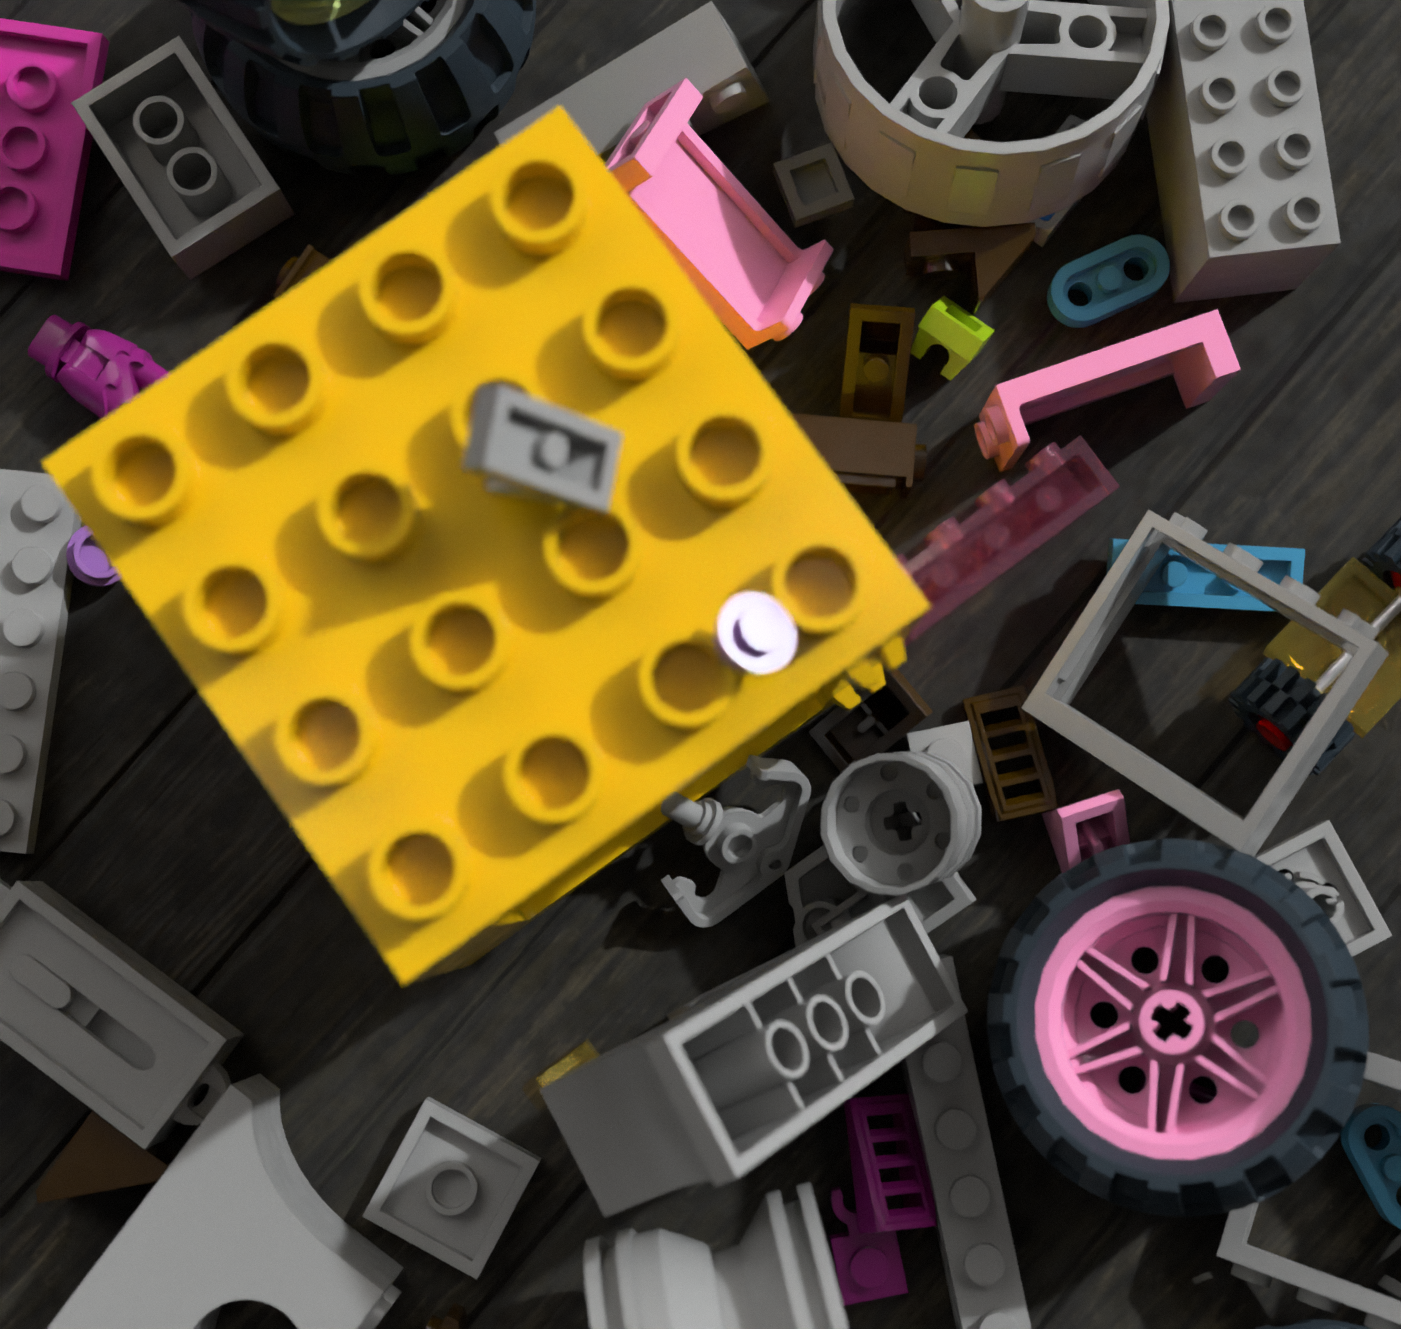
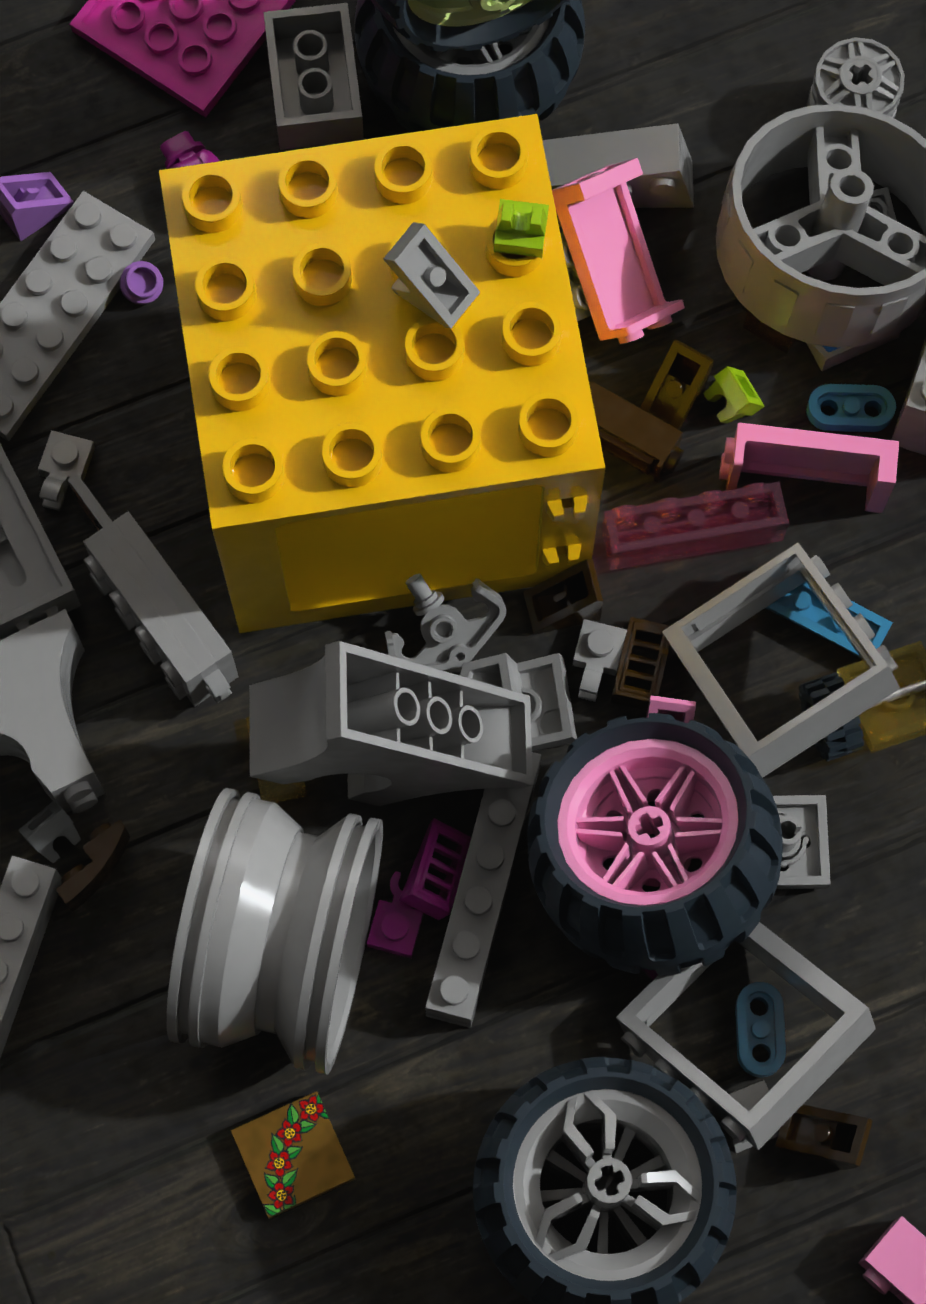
camera: 25 degrees right, 10 degrees down
(121, 850) = (61, 460): none -> light grey plate
(342, 999) = (156, 603): none -> light grey piece
(452, 1187) = (160, 757): light grey tile -> none
(634, 303) = (521, 228): none -> lime tile
(754, 634) = (497, 428): plate -> none
(813, 185) = (691, 266): dark grey tile -> none
(864, 826) = (550, 655): light grey wheel -> none
(983, 252) = (783, 356): dark brown slope -> none

